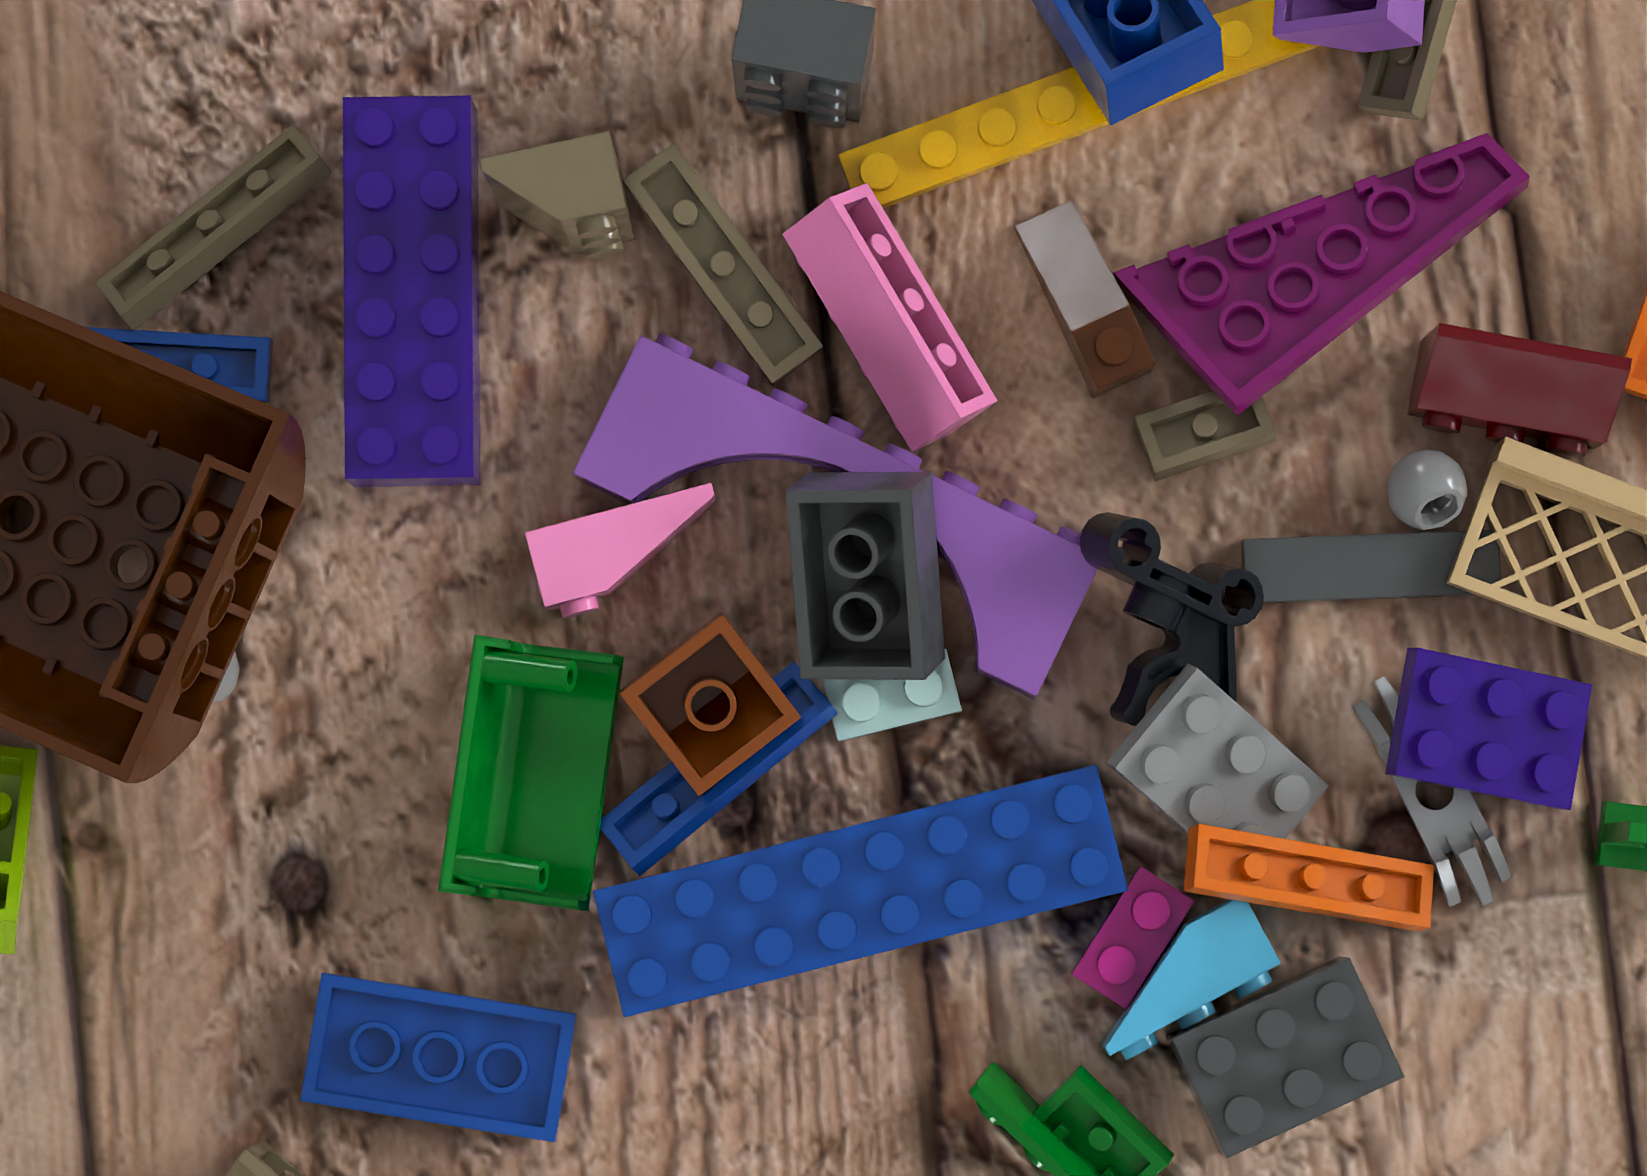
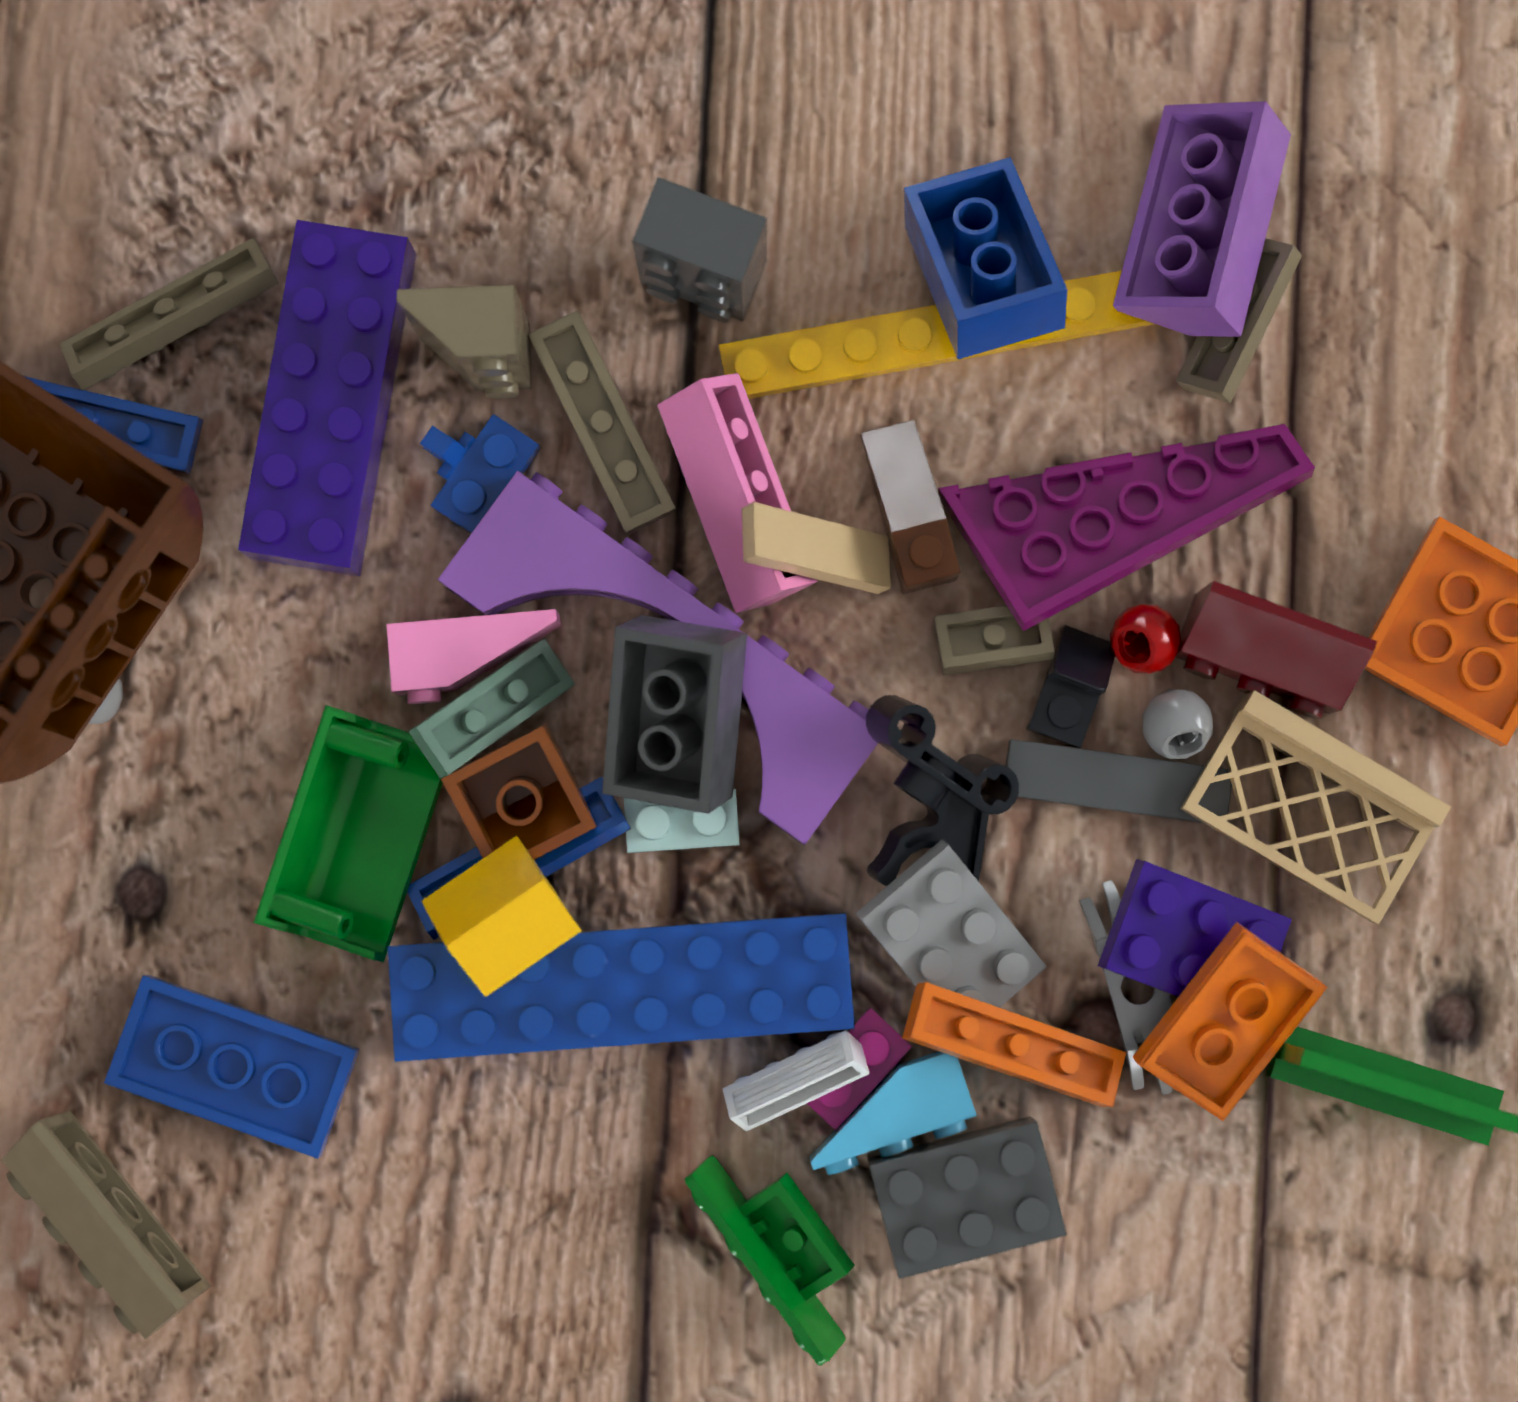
camera: 10 degrees right, 0 degrees up
(592, 342) = (477, 468): none -> blue hinge
(659, 605) = (491, 708): none -> sand green plate
(715, 833) = (500, 916): none -> yellow slope
(990, 364) = (815, 548): none -> tan tile
(1072, 960) = (795, 1080): none -> white piece
(1302, 469) = (1072, 687): none -> black slope
(1374, 400) = (1145, 638): none -> red piece
(1542, 810) = (1229, 1021): none -> orange tile

